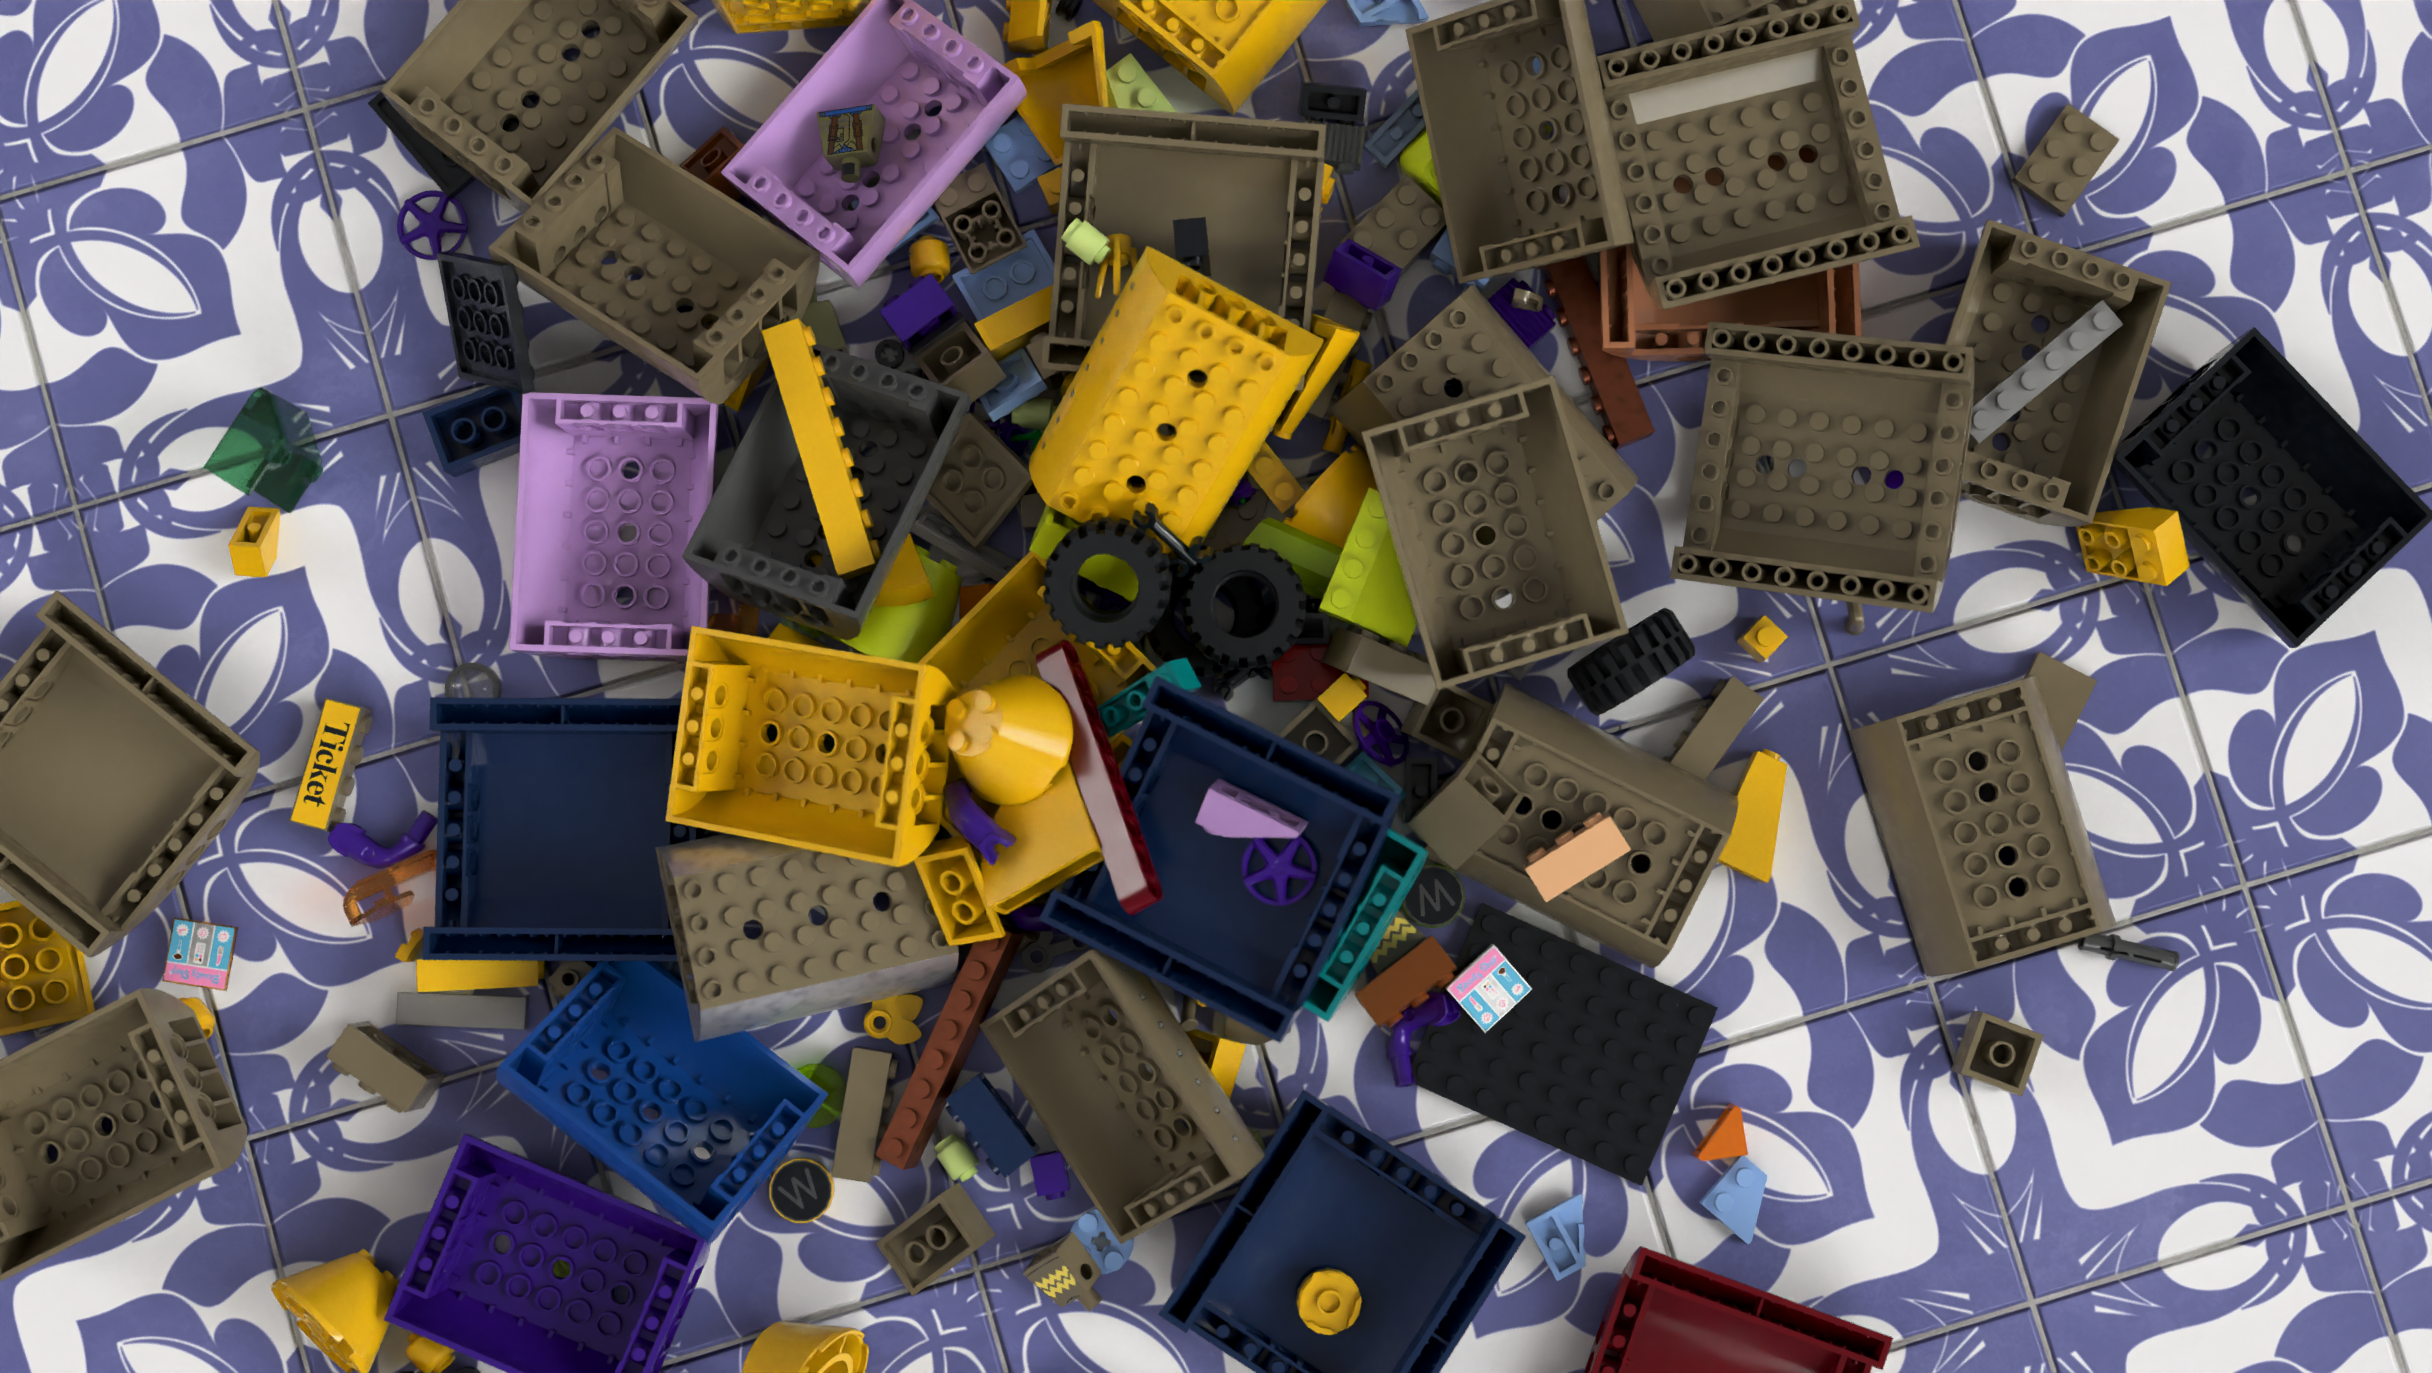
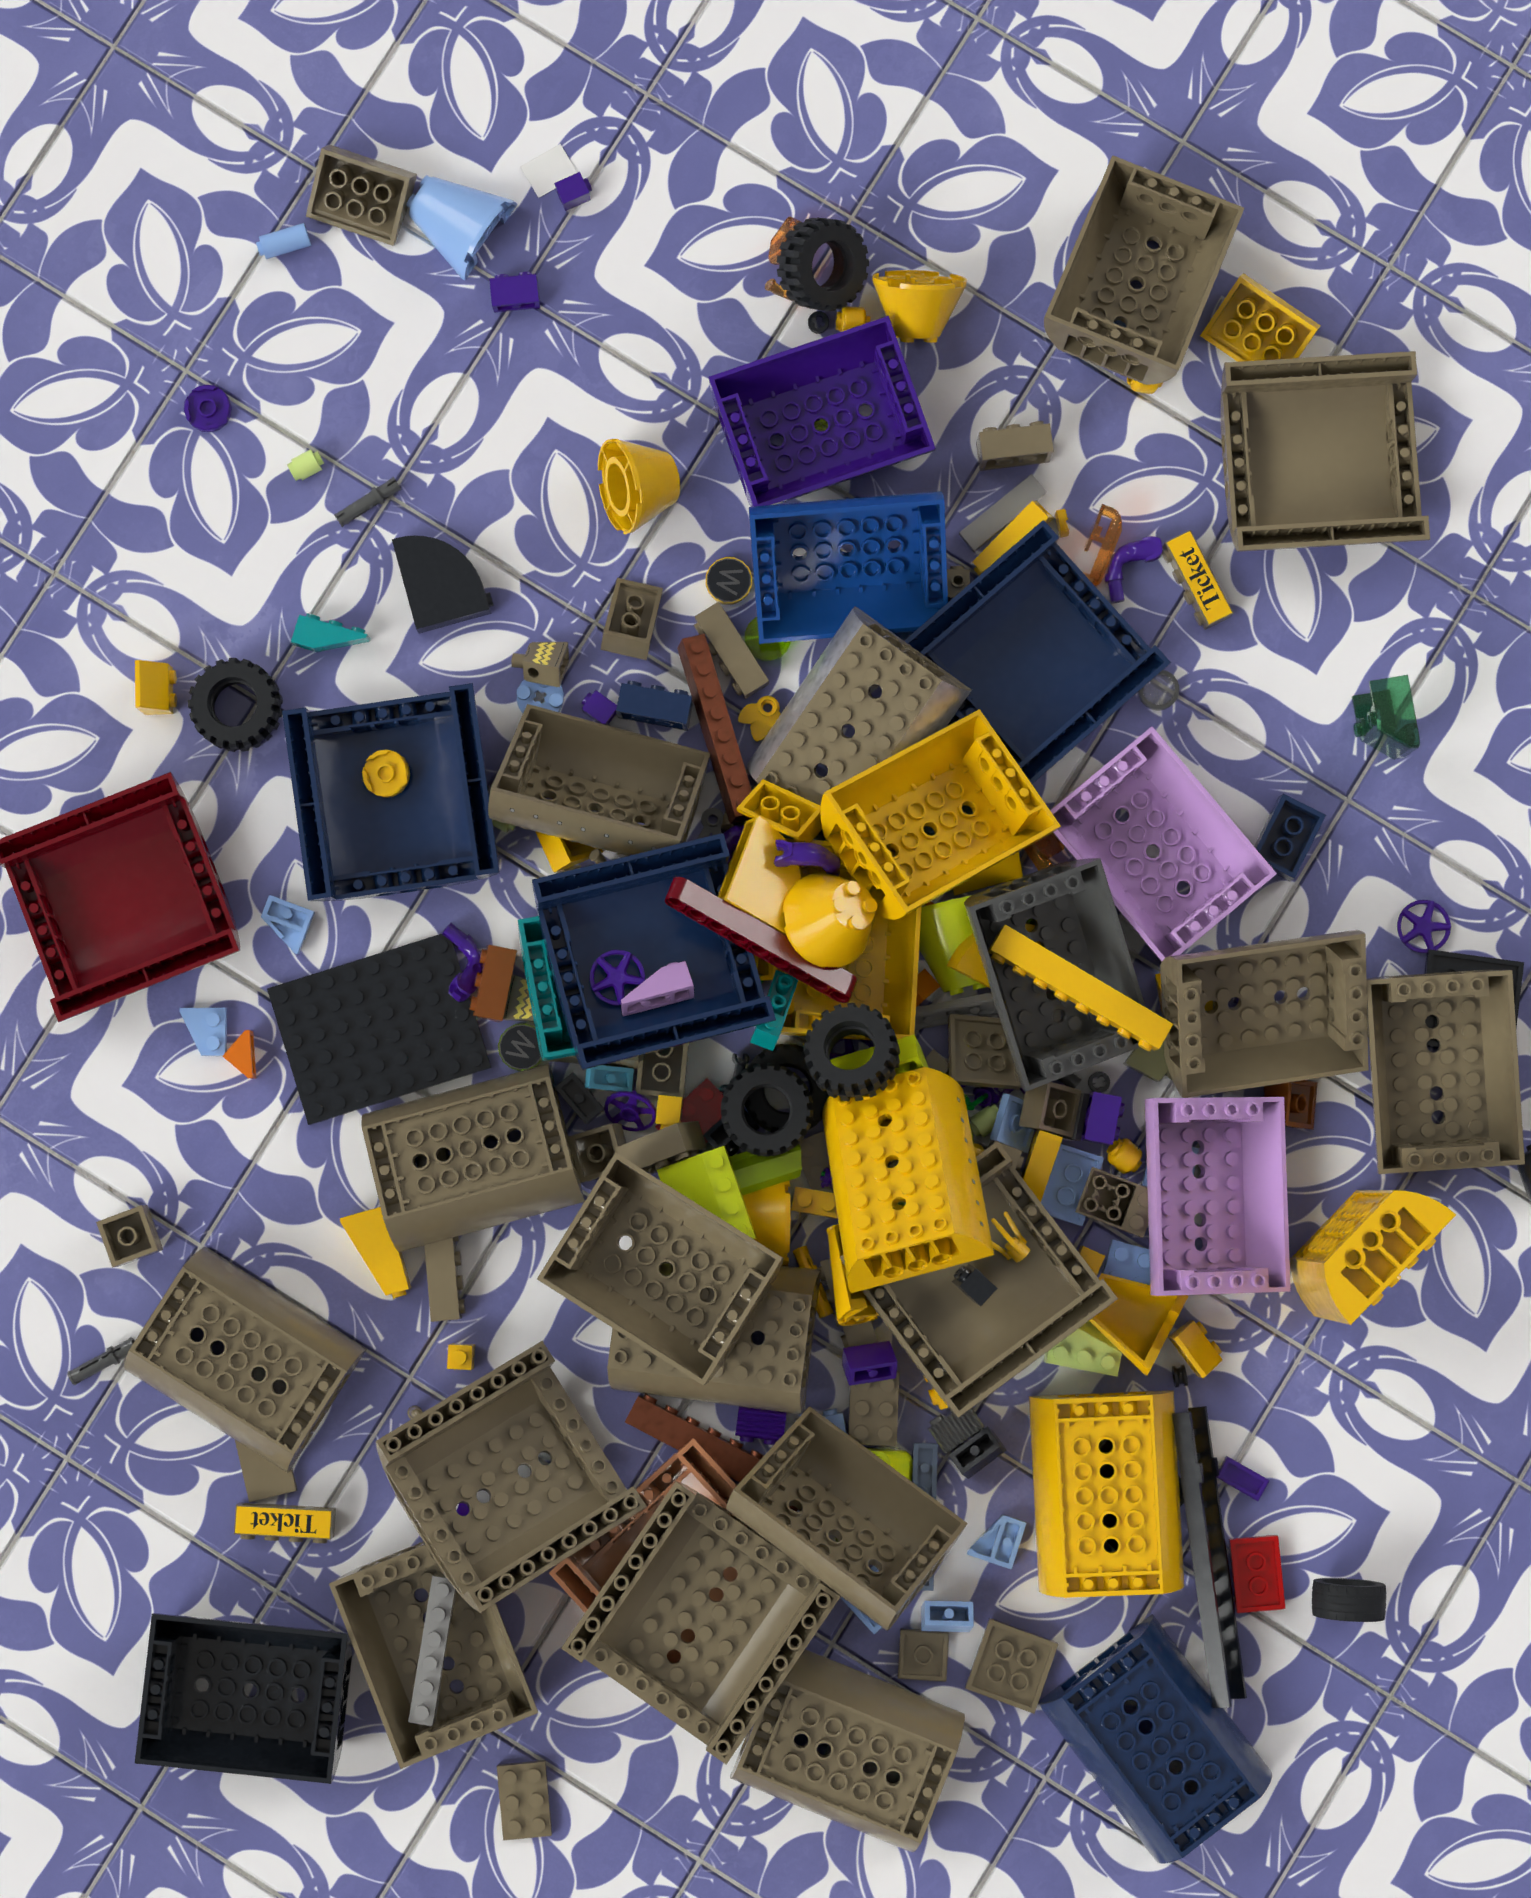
camera: 140 degrees right, 0 degrees up
(200, 954) = (1172, 417): piece -> none
(255, 542) = (1353, 663): yellow slope -> none
(486, 321) = (1335, 895): black plate -> none
(851, 139) = (1229, 1183): torso -> none
(957, 1157) = (659, 672): yellowish green brick -> none
(1086, 242) = (1036, 1235): yellowish green brick -> none
(1181, 553) = (828, 1106): black bar -> none
(1466, 811) = (542, 1103): dark tan slope -> none
(1488, 988) = (445, 1021): piece -> none
(1526, 300) = (762, 1432): dark tan tile -> none
(1576, 855) = (459, 1132): light nougat brick -> none
(1631, 662) = (516, 1284): black tyre -> none
(2077, 630) = (284, 1521): none -> yellow brick
(2135, 545) = (292, 1596): yellow slope -> none

